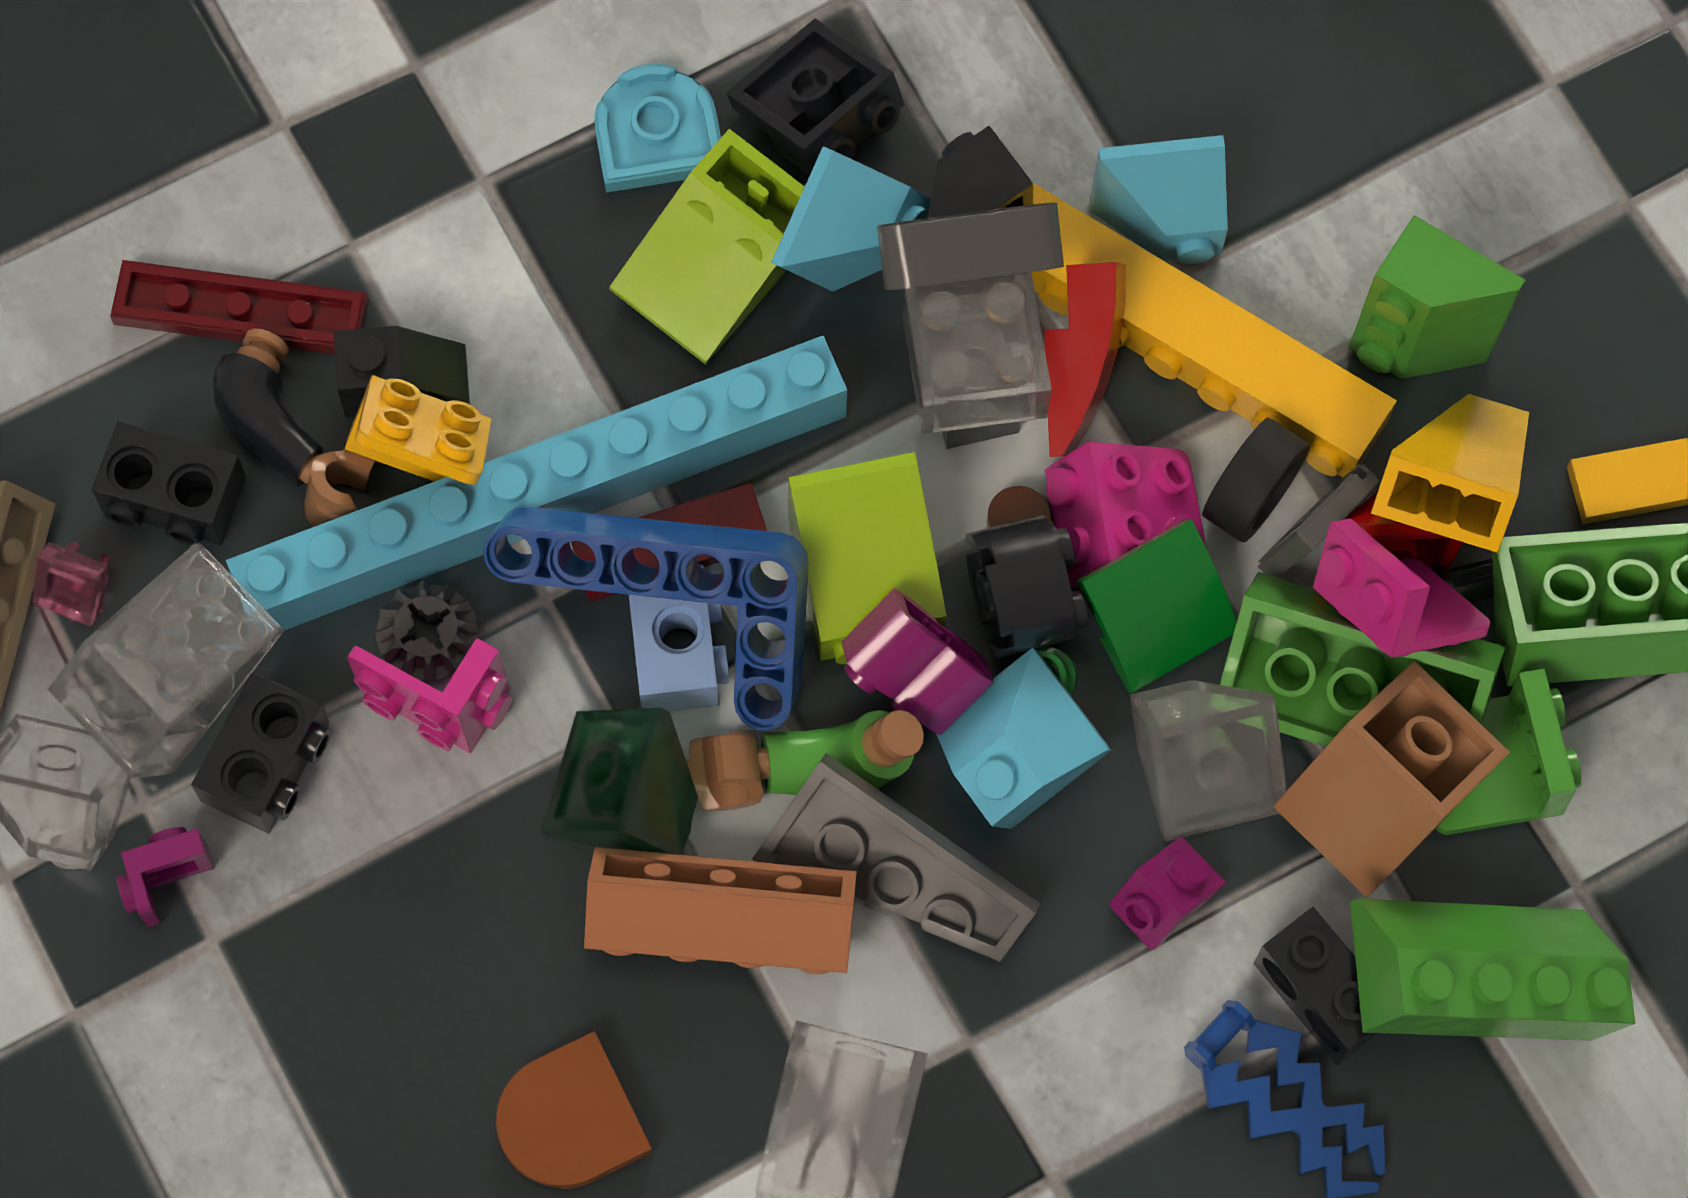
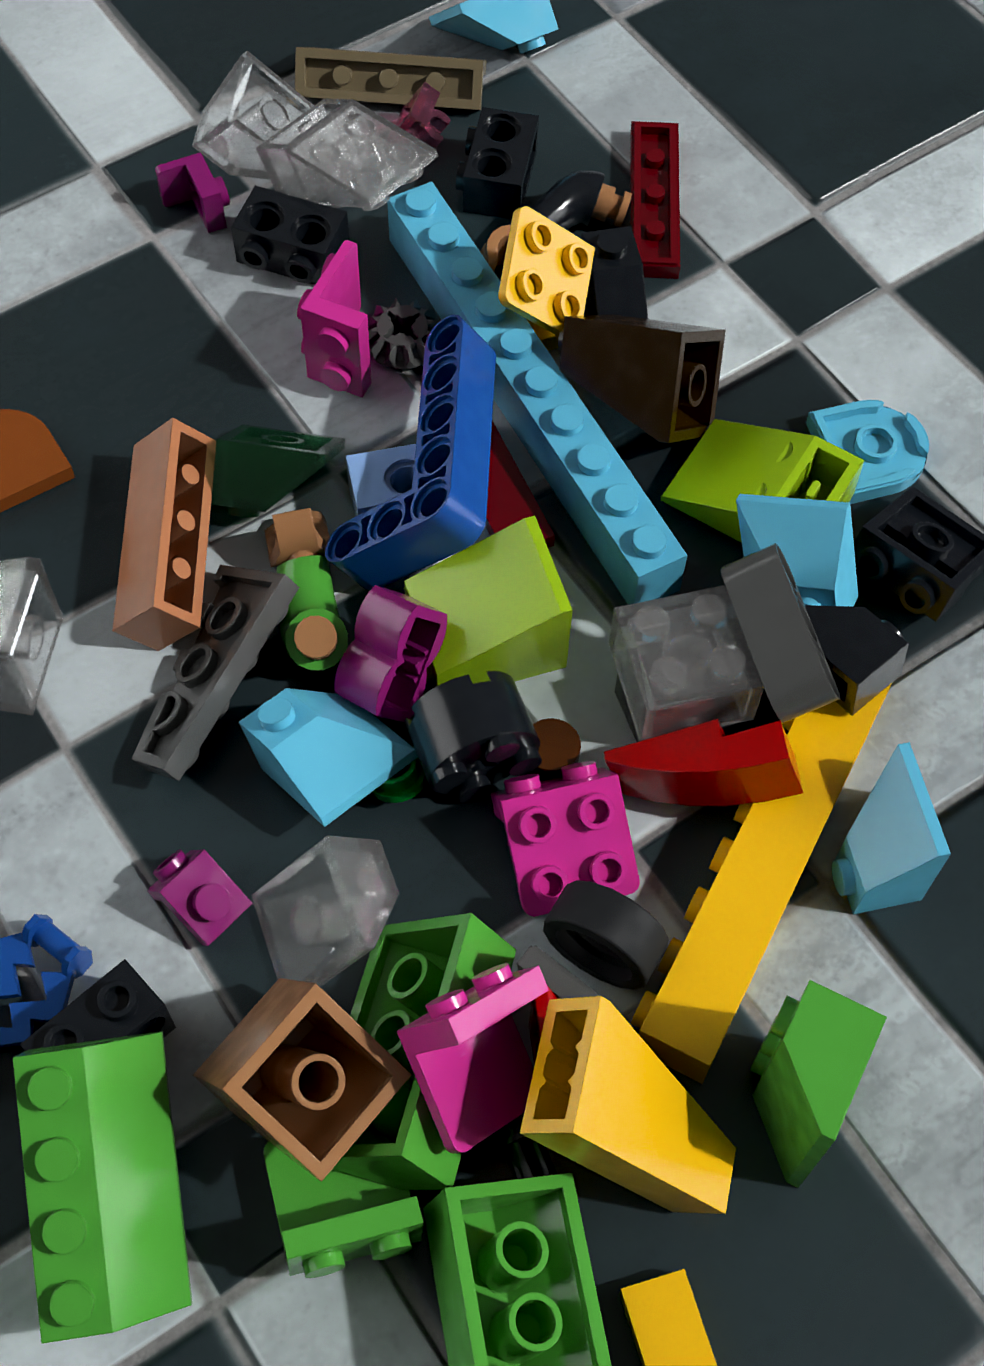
camera: 85 degrees right, 10 degrees down
(551, 347) = (647, 370): none -> dark brown slope
(1159, 605) = (468, 852): green slope -> none

